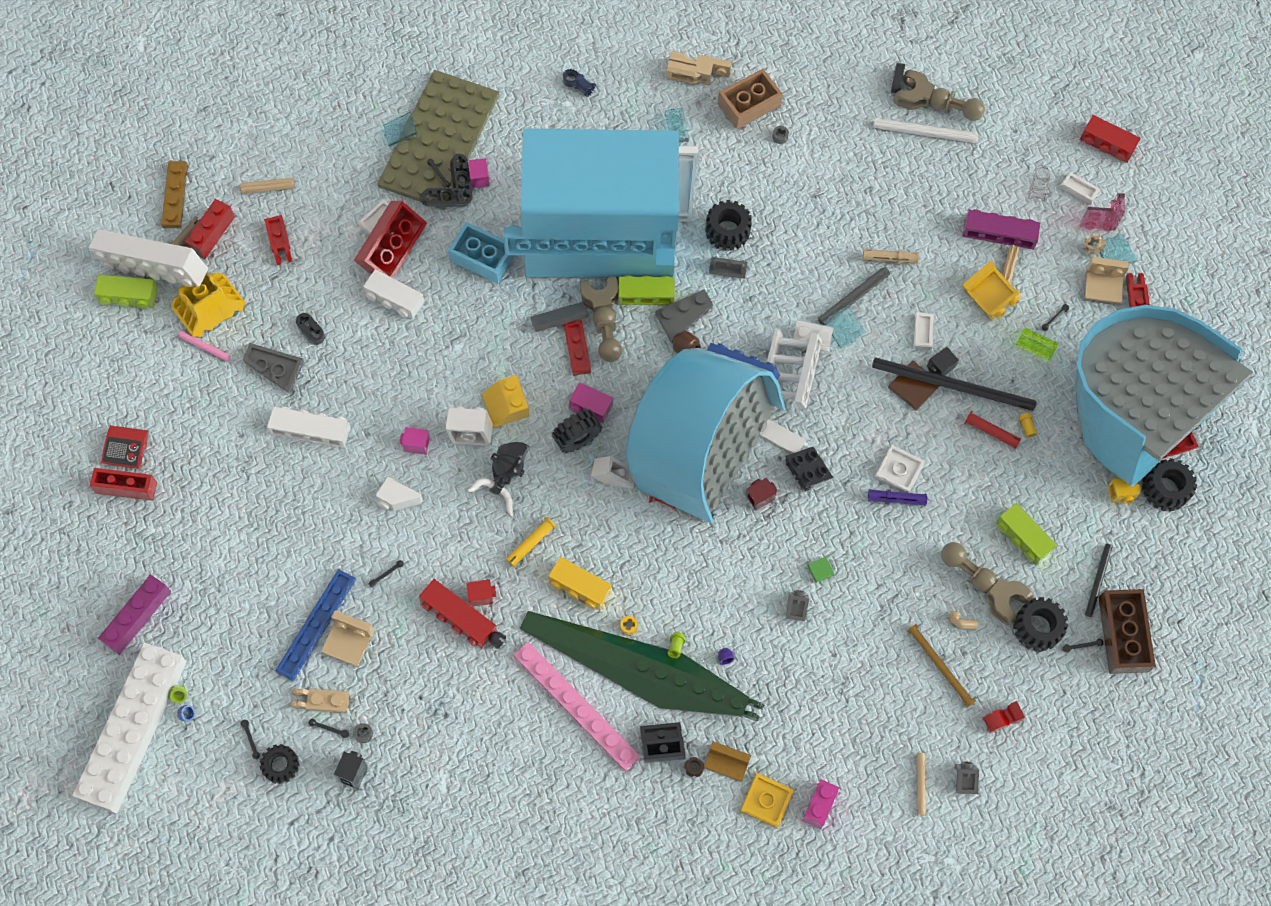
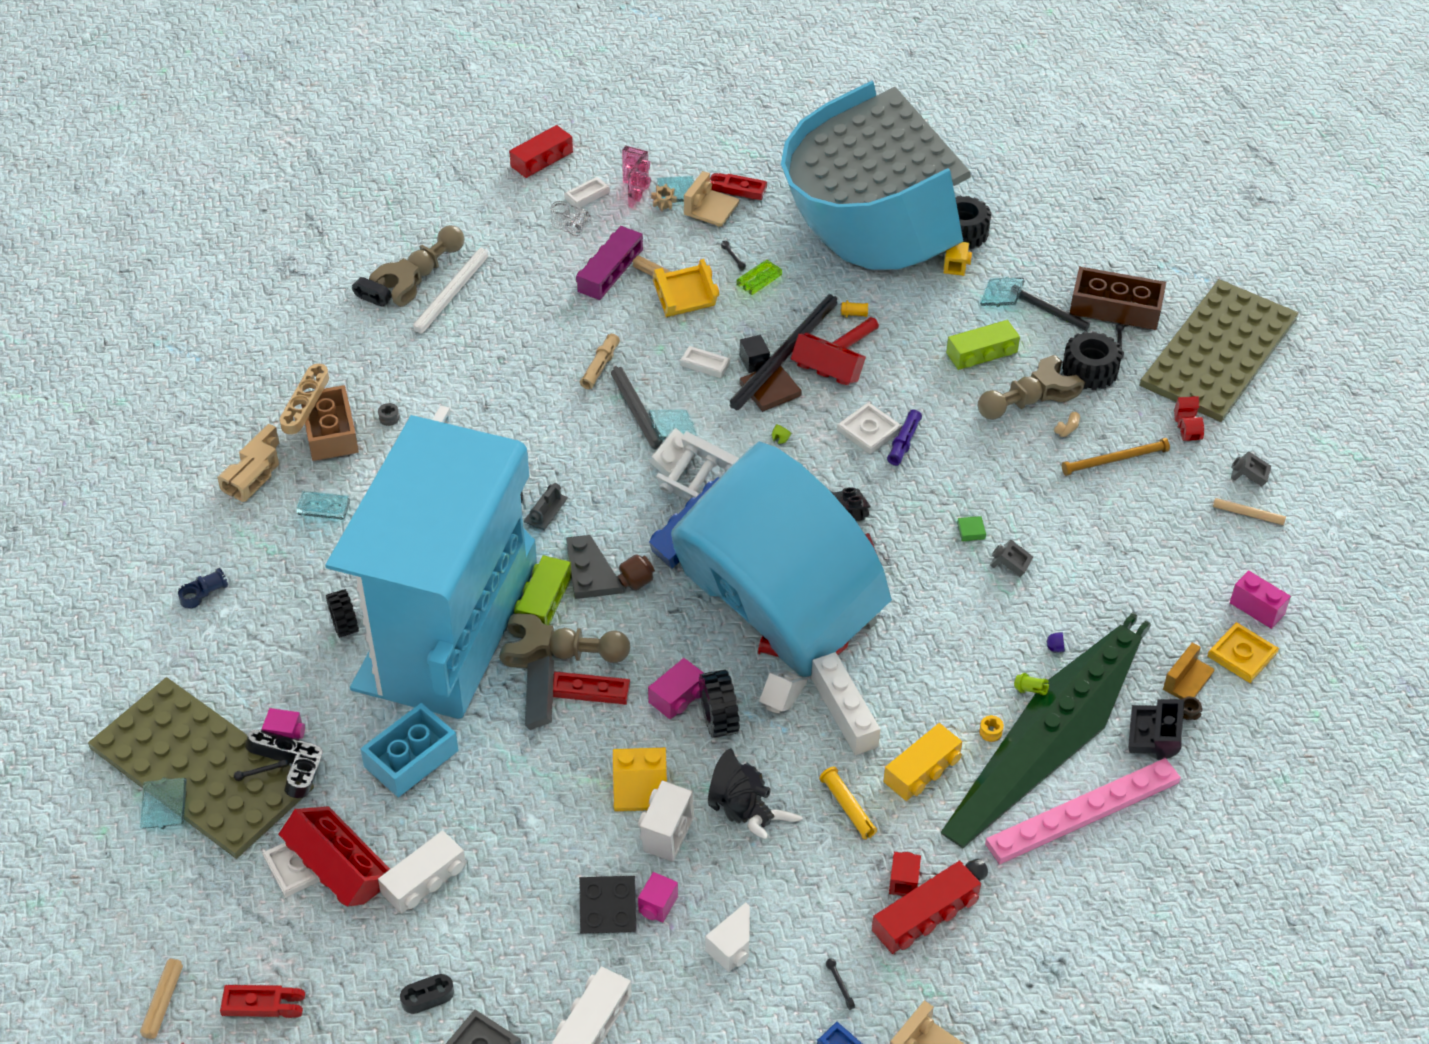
camera: 70 degrees left, 20 degrees down
(402, 412) = (607, 904): none -> black hinge
(613, 517) = (845, 703): none -> white brick
(755, 69) = (309, 399): none -> tan beam
(865, 406) = (781, 433): none -> lime hinge
(956, 417) = (827, 358): none -> red brick
(1100, 536) = (1002, 291): none -> clear light blue piece
(1109, 732) = (1219, 349): none -> olive plate

